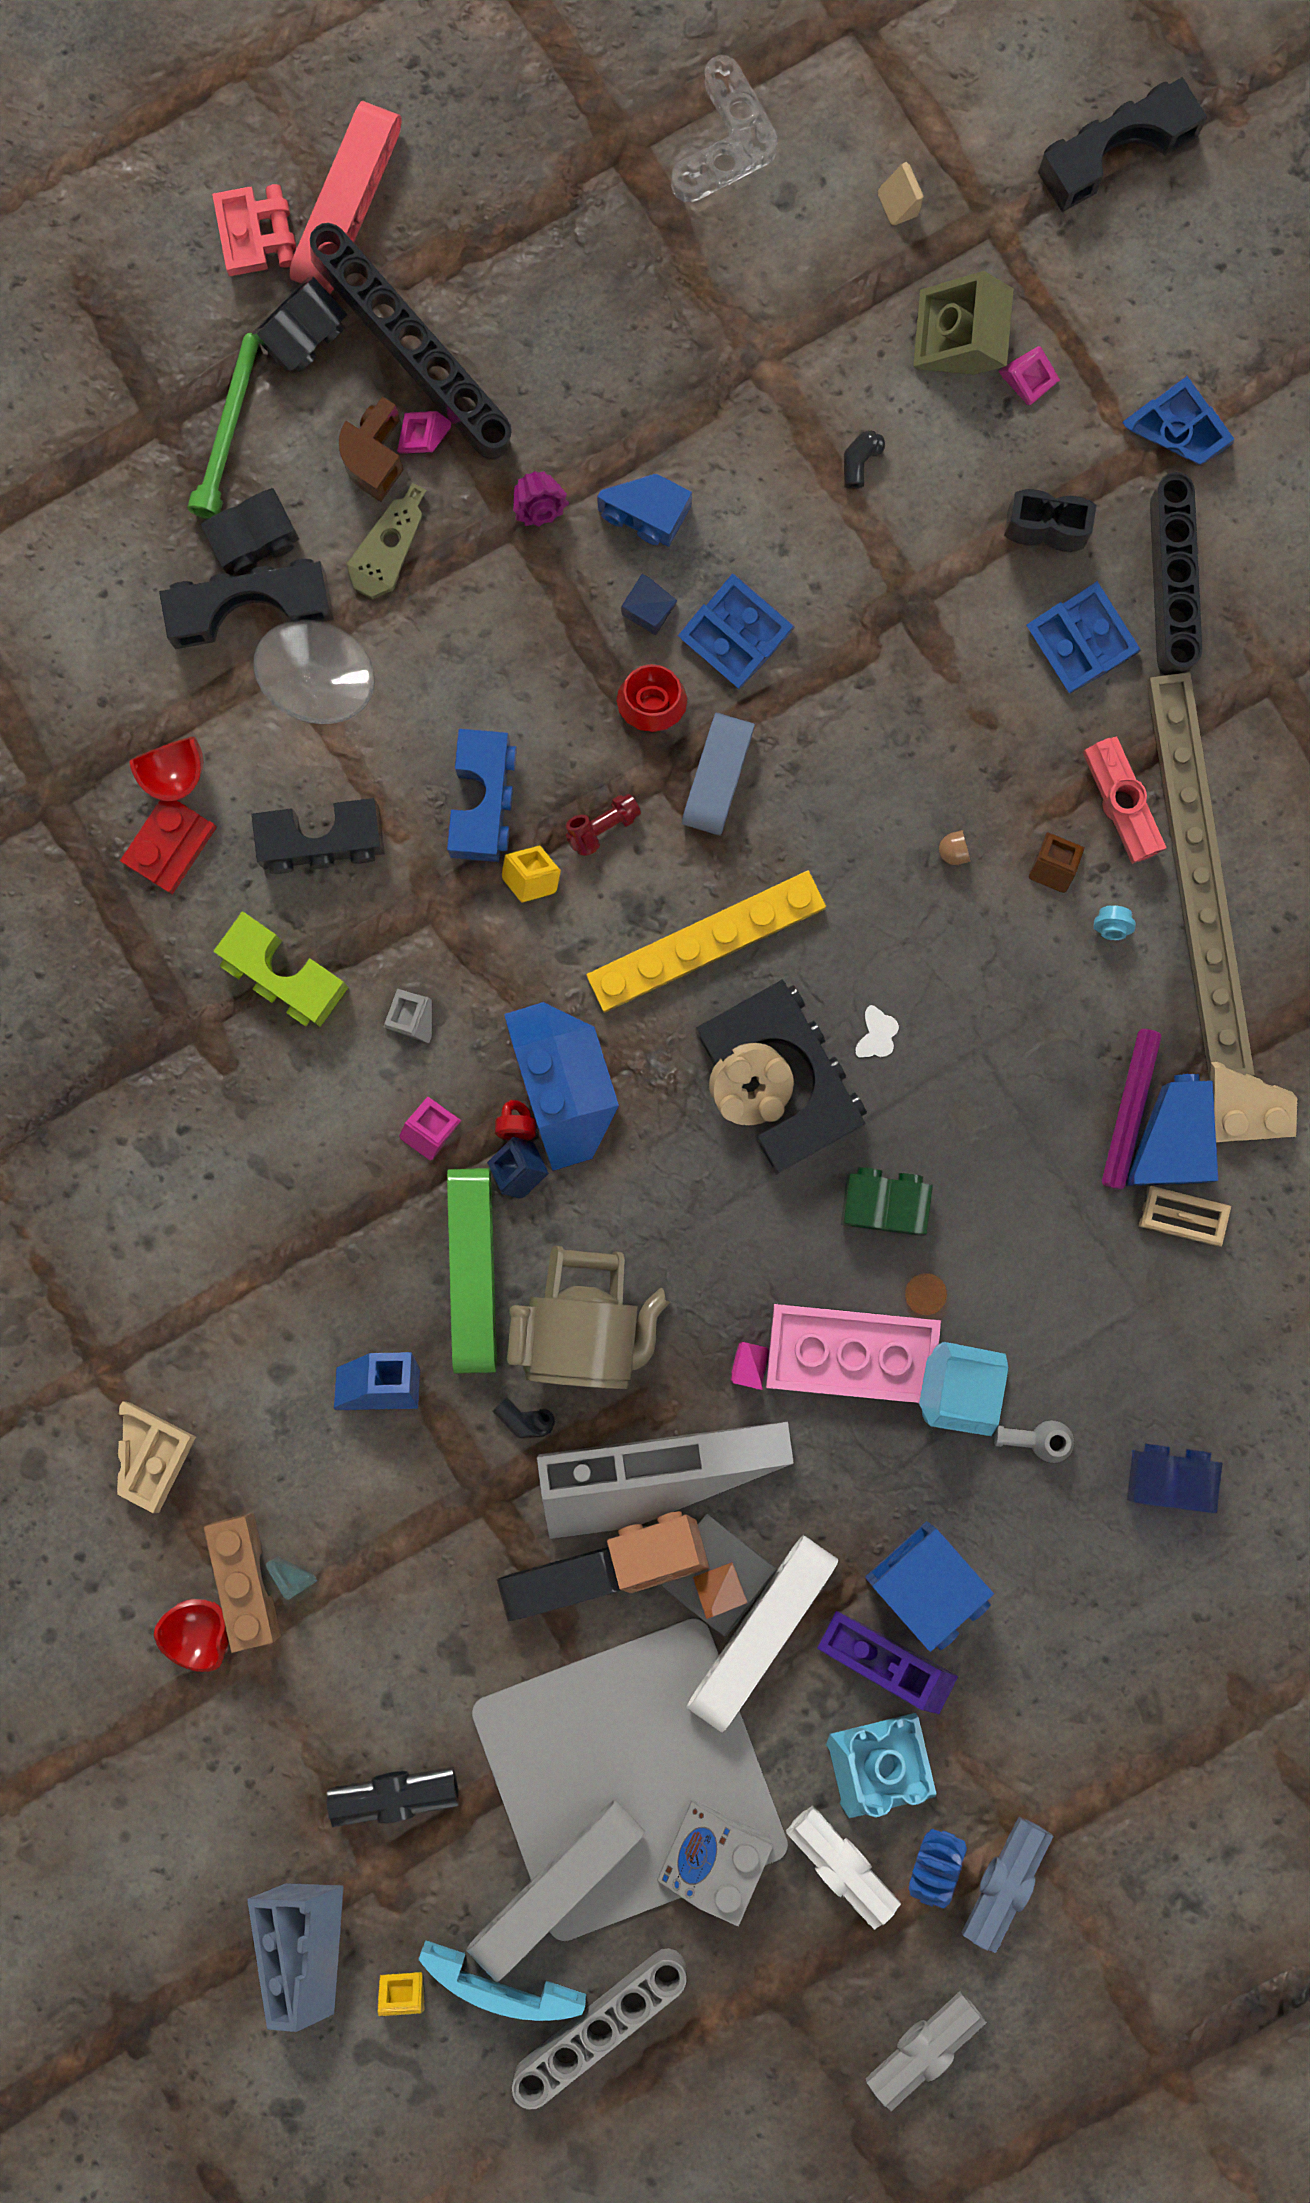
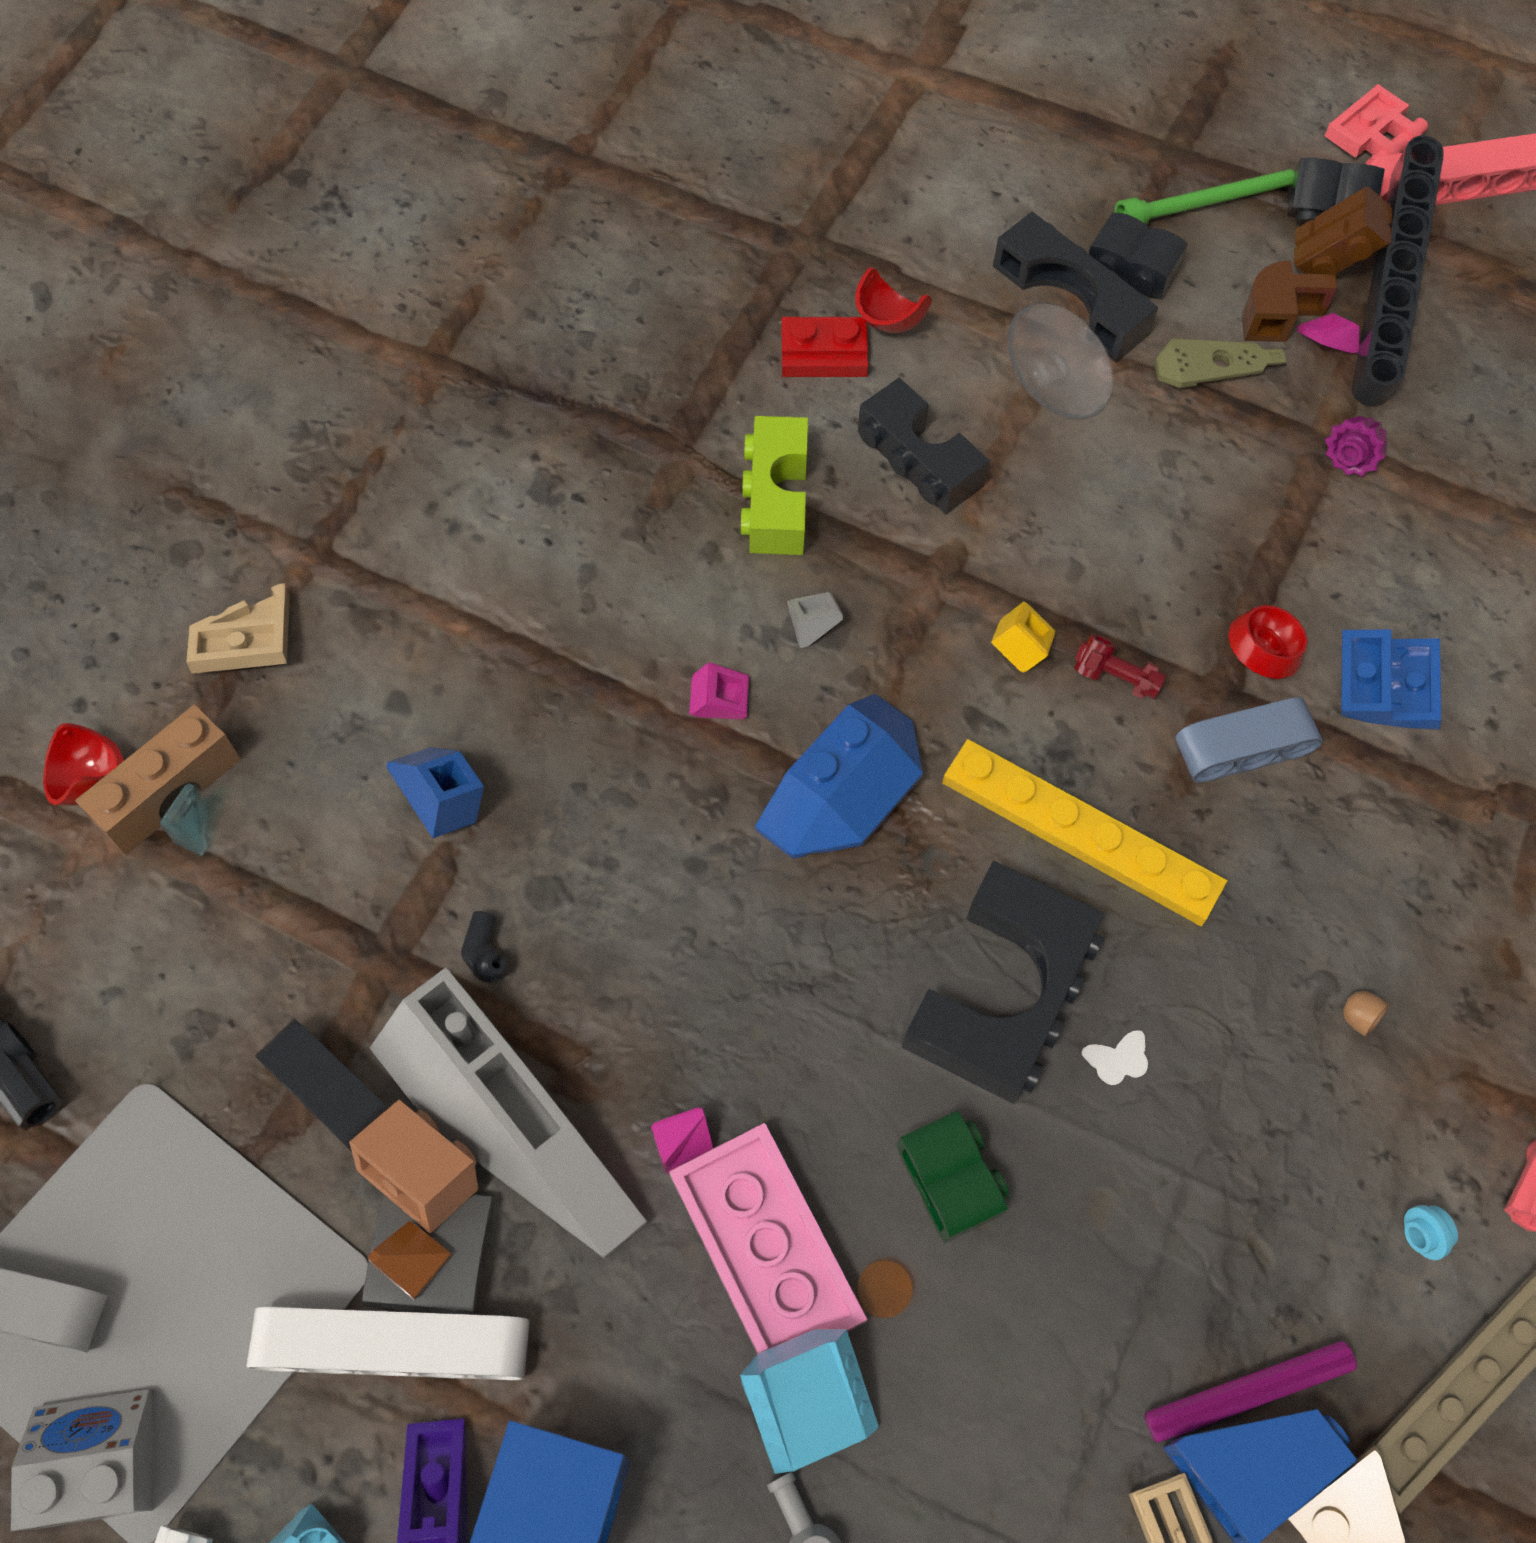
camera: 55 degrees right, 20 degrees down
(352, 361) = (1344, 234): none -> reddish brown brick
(471, 1270) = (602, 808): bright green beam -> none
(480, 831) = (1031, 570): blue arch -> none
(517, 1126) = (773, 759): red tile -> none
(517, 1167) = (735, 791): dark blue slope -> none
(581, 1331) = (608, 936): dark tan piece -> none
(647, 505) = (1432, 533): blue slope -> none
(648, 604) = (1347, 588): dark blue slope -> none
(763, 1103) = (966, 981): tan plate -> none
(1056, 863) = (1435, 1129): reddish brown slope -> none

